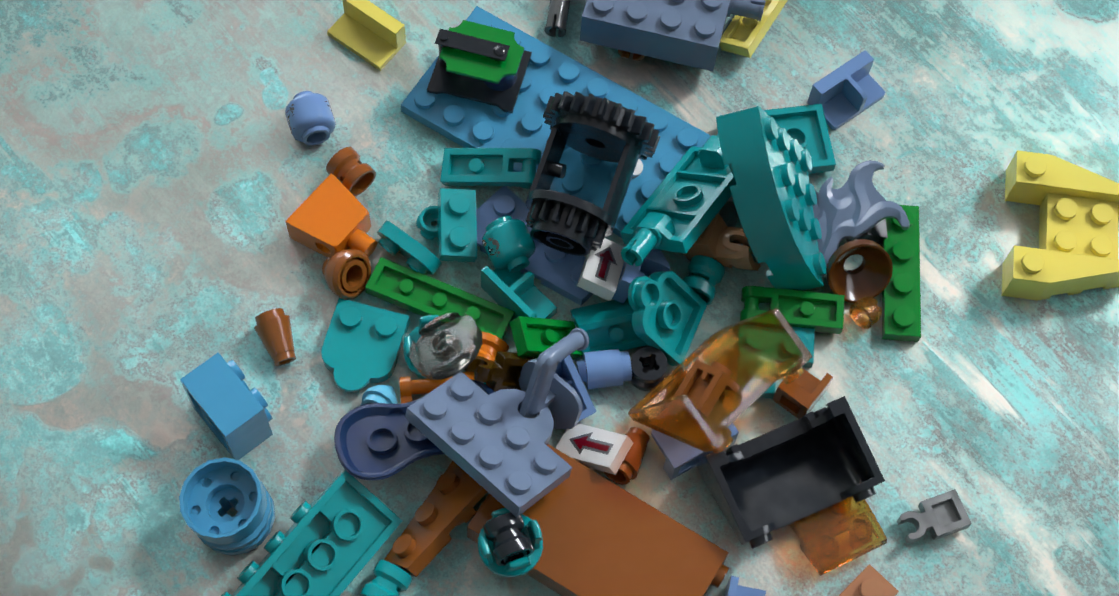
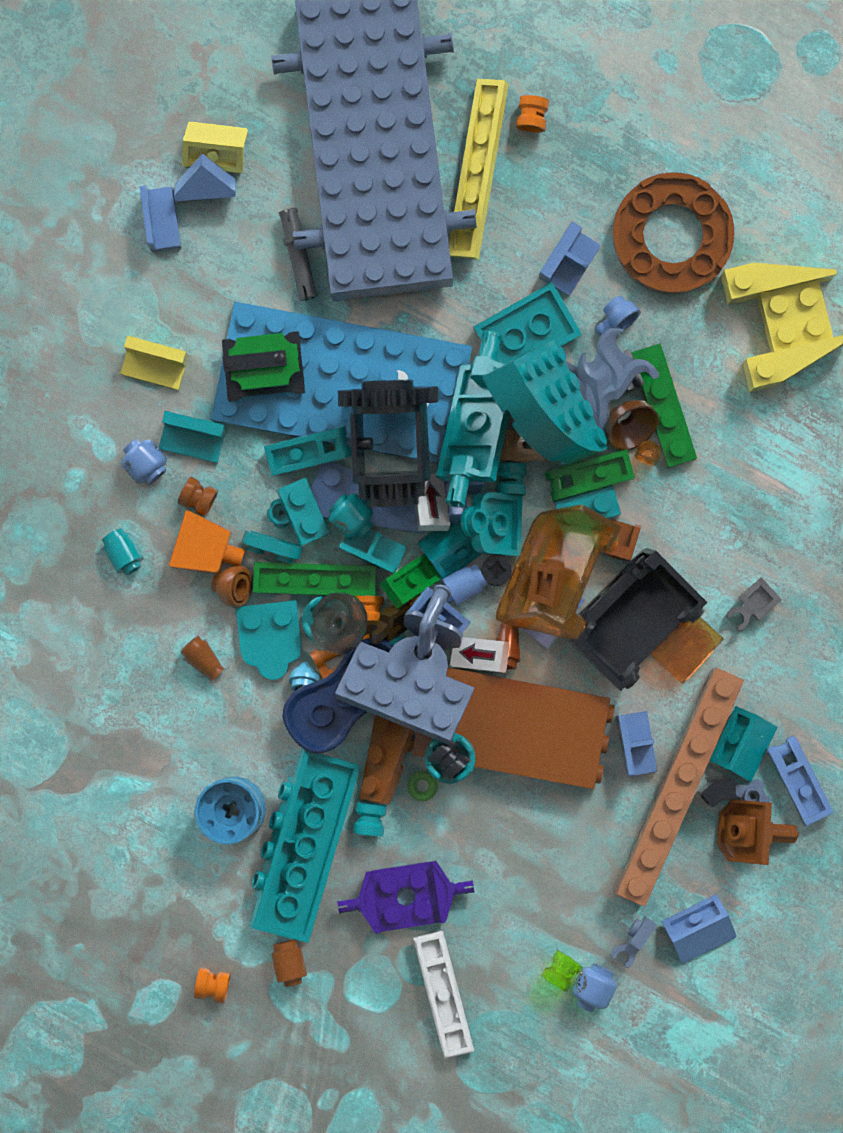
camera: 15 degrees left, 20 degrees up
(228, 405) = (195, 734): dark azure brick -> none
(243, 195) = (122, 551): none -> teal brick
(374, 113) = (192, 437): none -> teal panel
(464, 563) = (412, 786): none -> bright green plate
(891, 157) = (619, 315): none -> medium blue piece
(977, 65) = (683, 191): none -> dark orange plate

